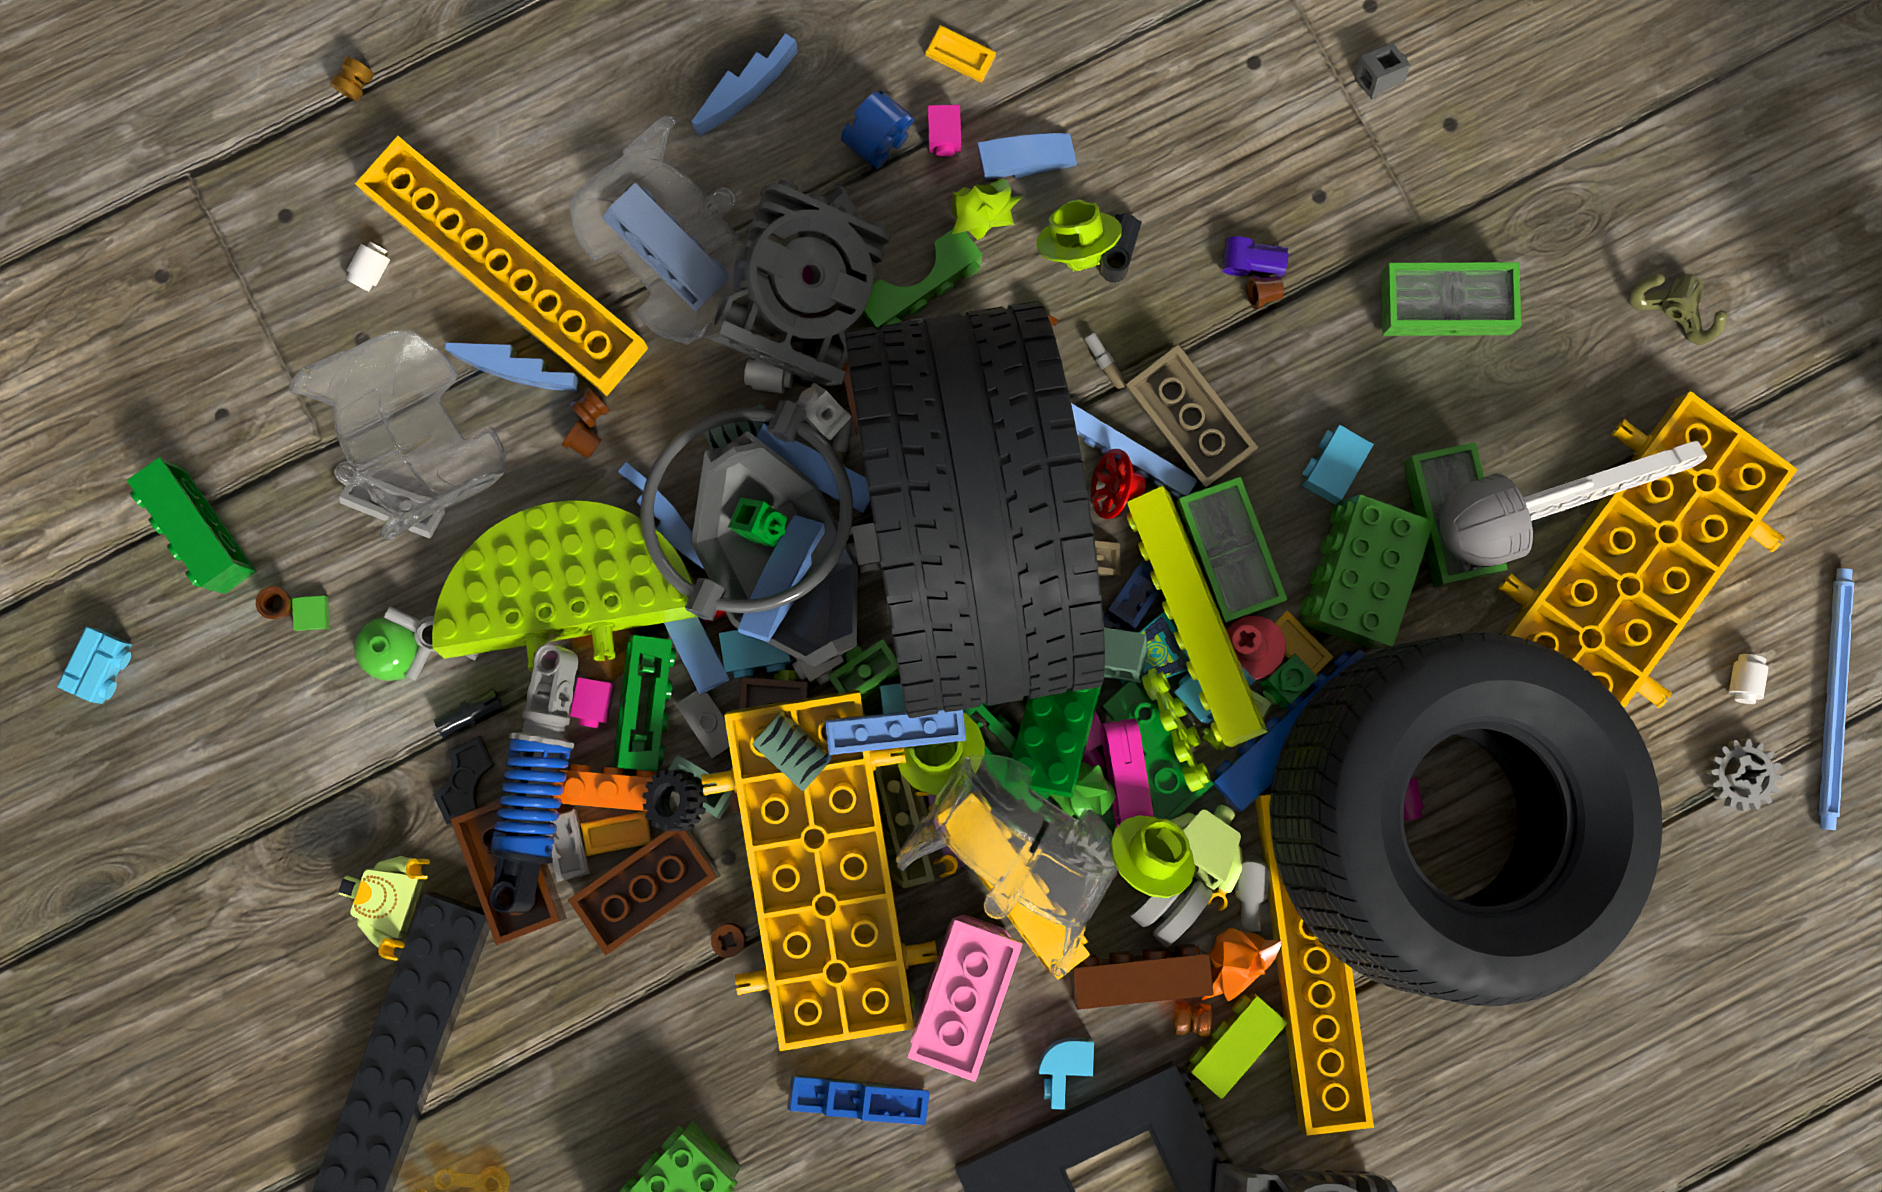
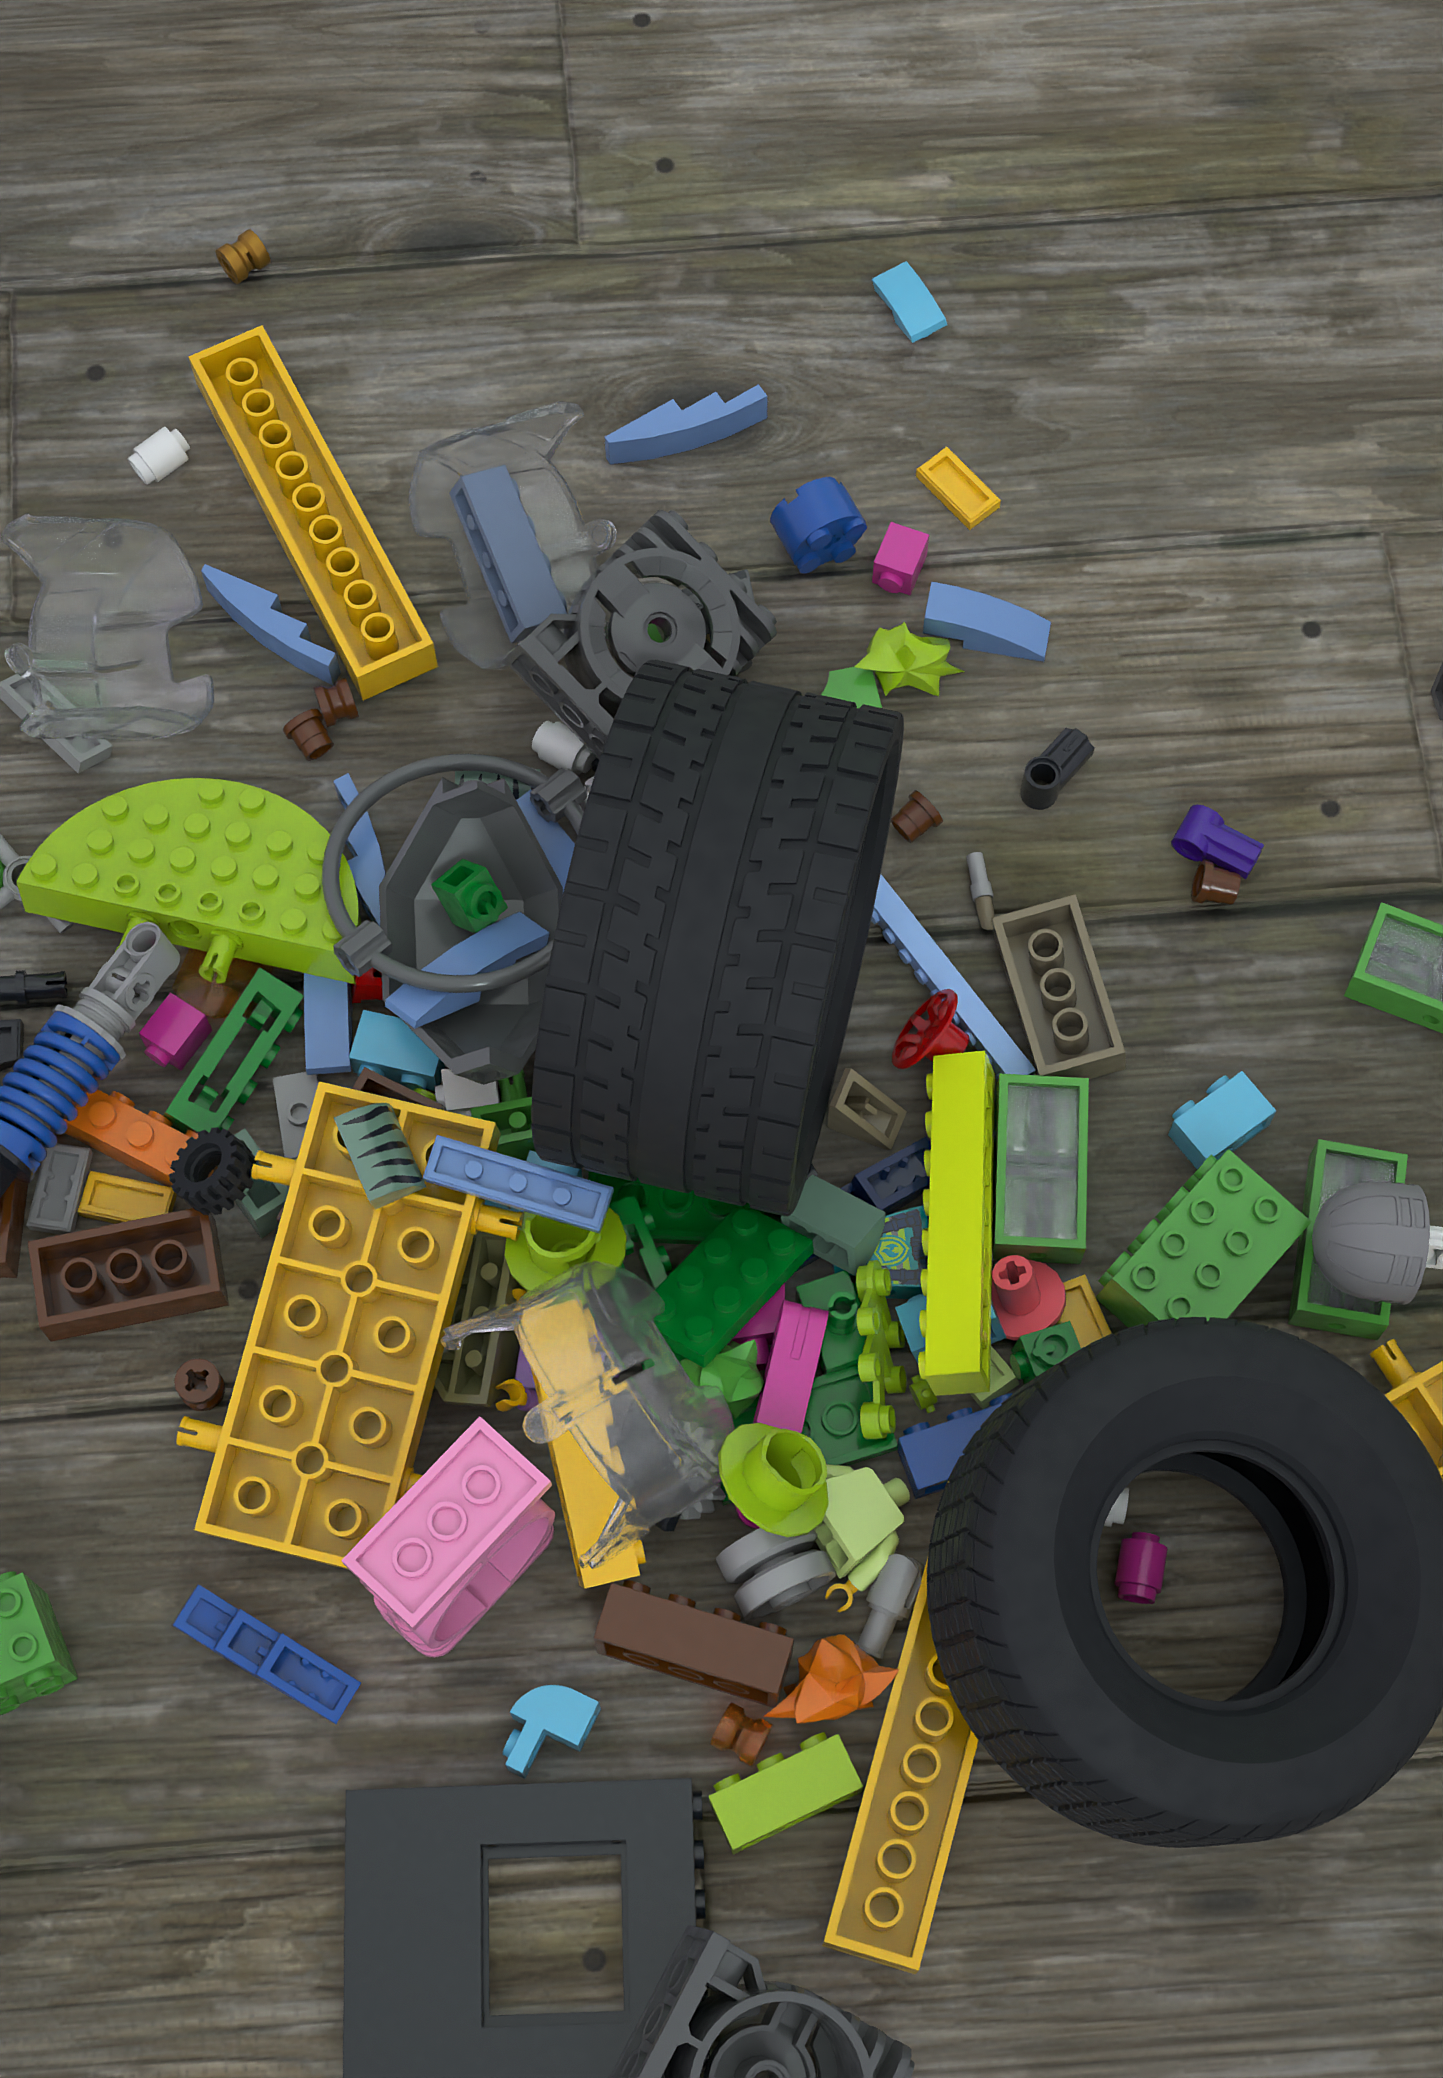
camera: 25 degrees right, 15 degrees down
(1078, 235) = (1008, 730): lime helmet -> none

